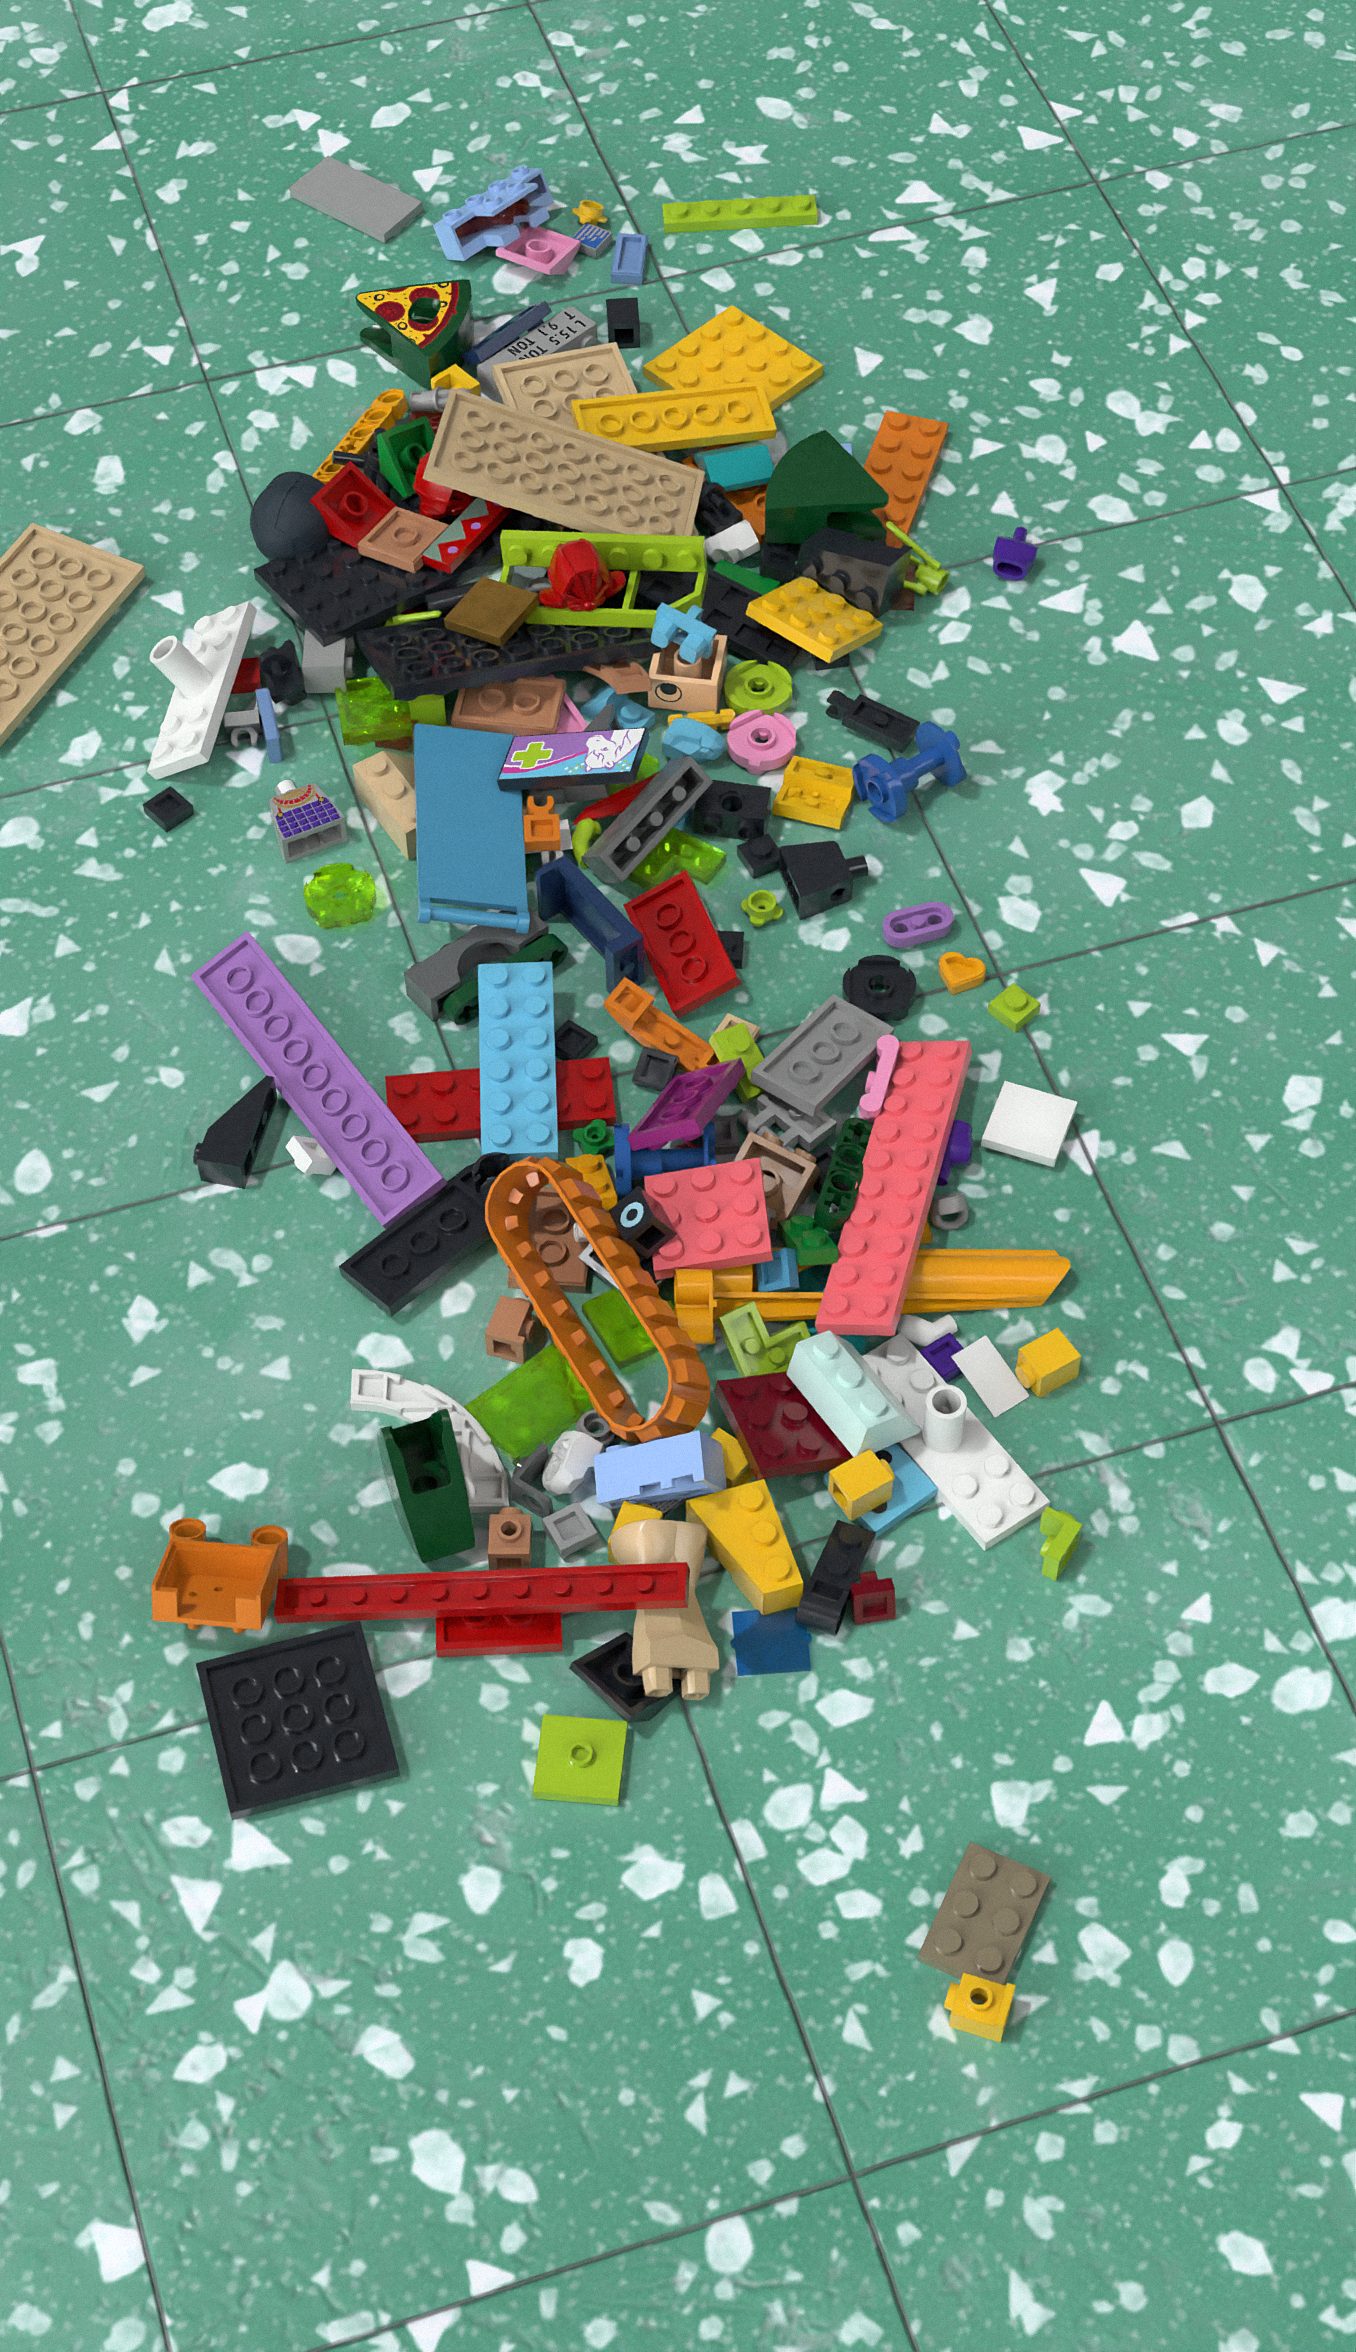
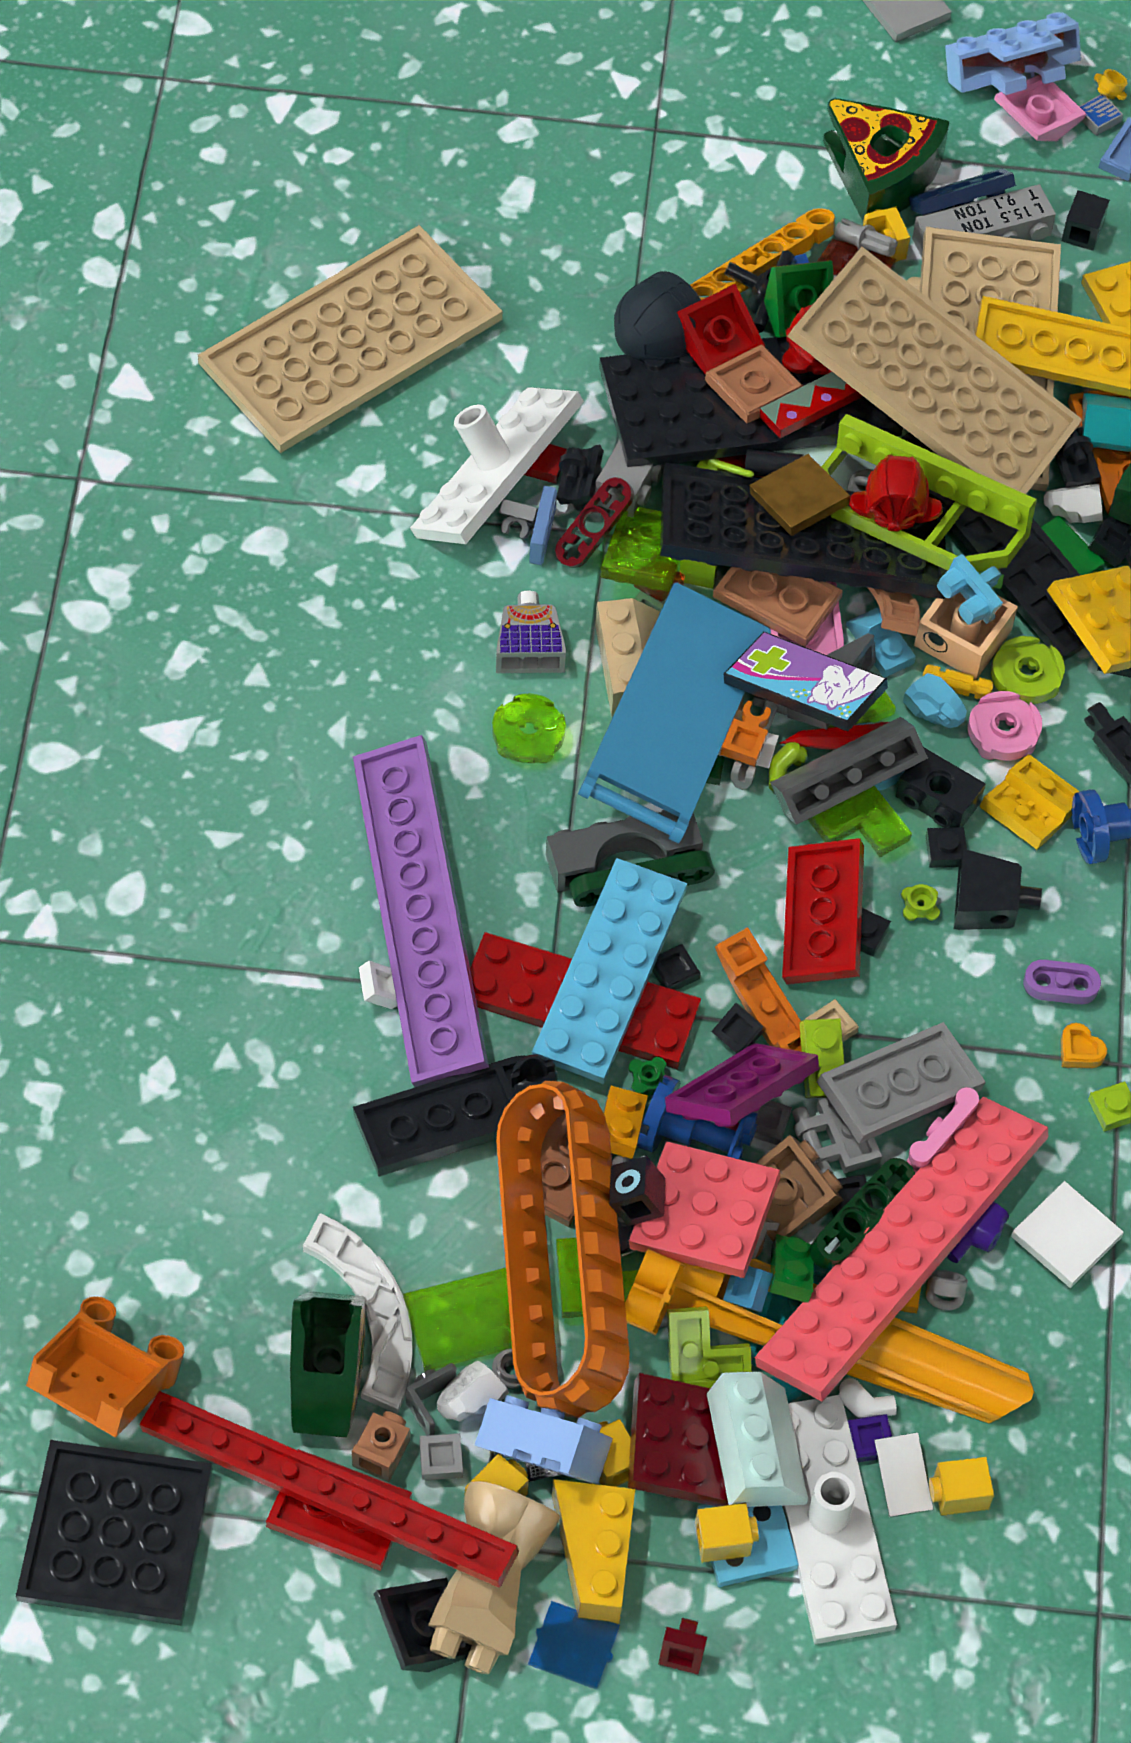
camera: 20 degrees right, 5 degrees up
(168, 809) = (412, 574): black tile -> none
(236, 1137) = (320, 938): black slope -> none
(332, 682) = (609, 522): none -> dark red beam
(510, 1329) = (478, 1236): nougat brick -> none
(569, 892) = (734, 809): dark blue panel -> none
(580, 1760) = (346, 1682): lime plate -> none
(829, 1586) = (663, 1606): black plate -> none
(882, 970) = (995, 1054): black plate -> none
(1061, 1543) = (881, 1675): lime bracket -> none

